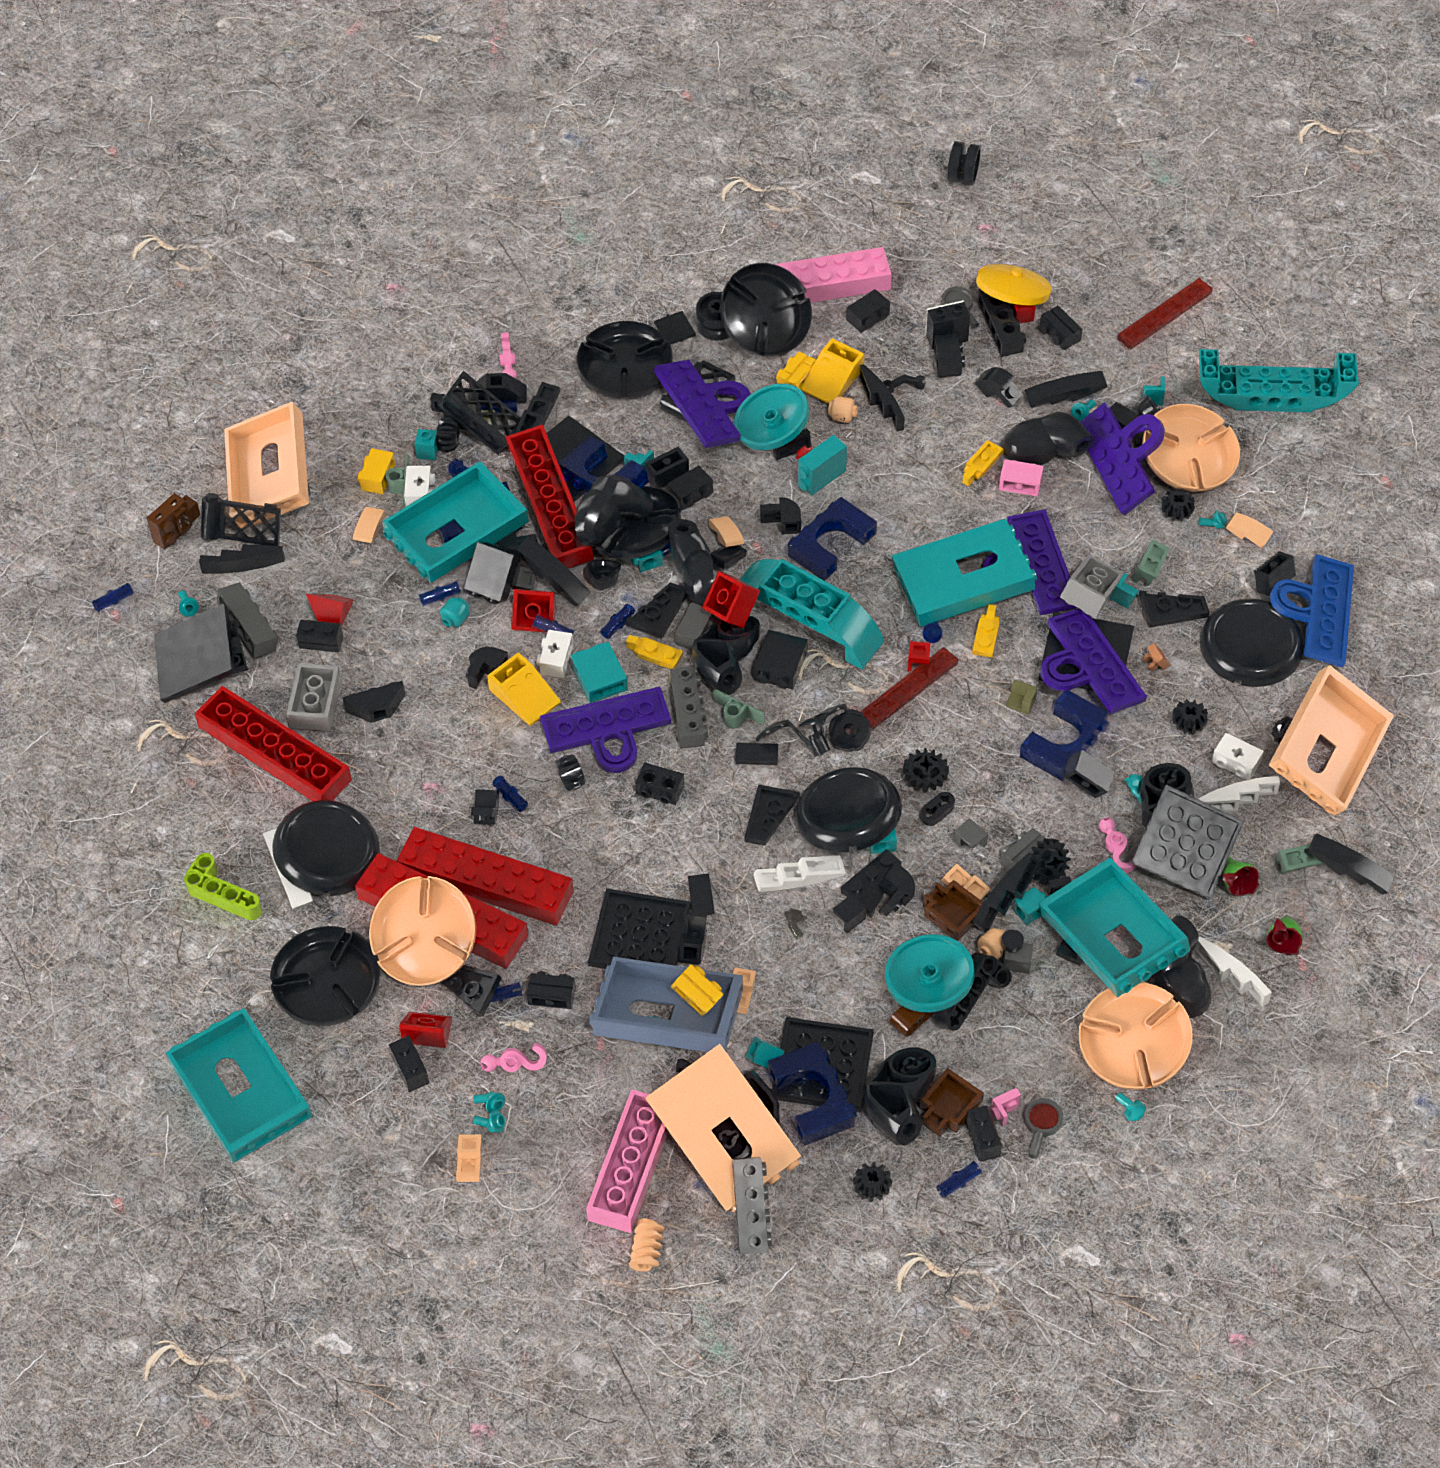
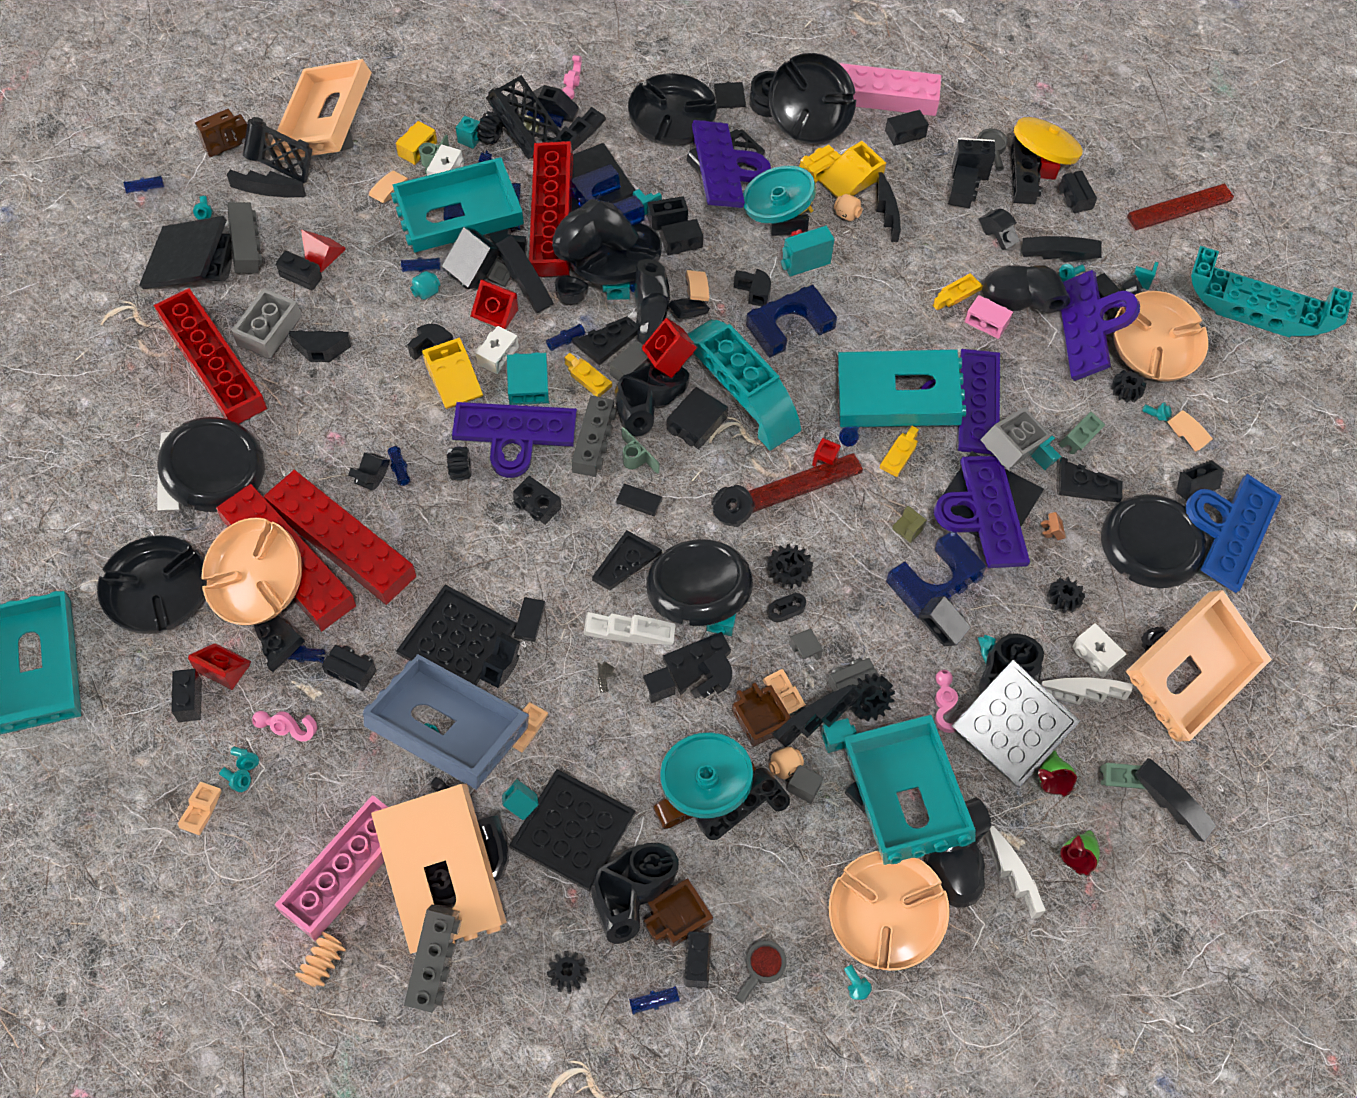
camera: 15 degrees right, 5 degrees up
(245, 903) = (90, 460): lime beam -> none
(546, 624) = (500, 321): clear blue pin -> none
(697, 989) = (476, 715): yellow brick -> none
(812, 1064) = (559, 887): clear blue arch -> none
(817, 739) = (698, 505): black plant -> none
(916, 381) = (926, 202): black arm -> none
(964, 162) = (1043, 23): black wheel -> none
(1006, 1102) = (734, 934): bright pink bracket -> none
(1012, 940) = (803, 767): black tile -> none
(1056, 884) = (871, 723): black tile -> none

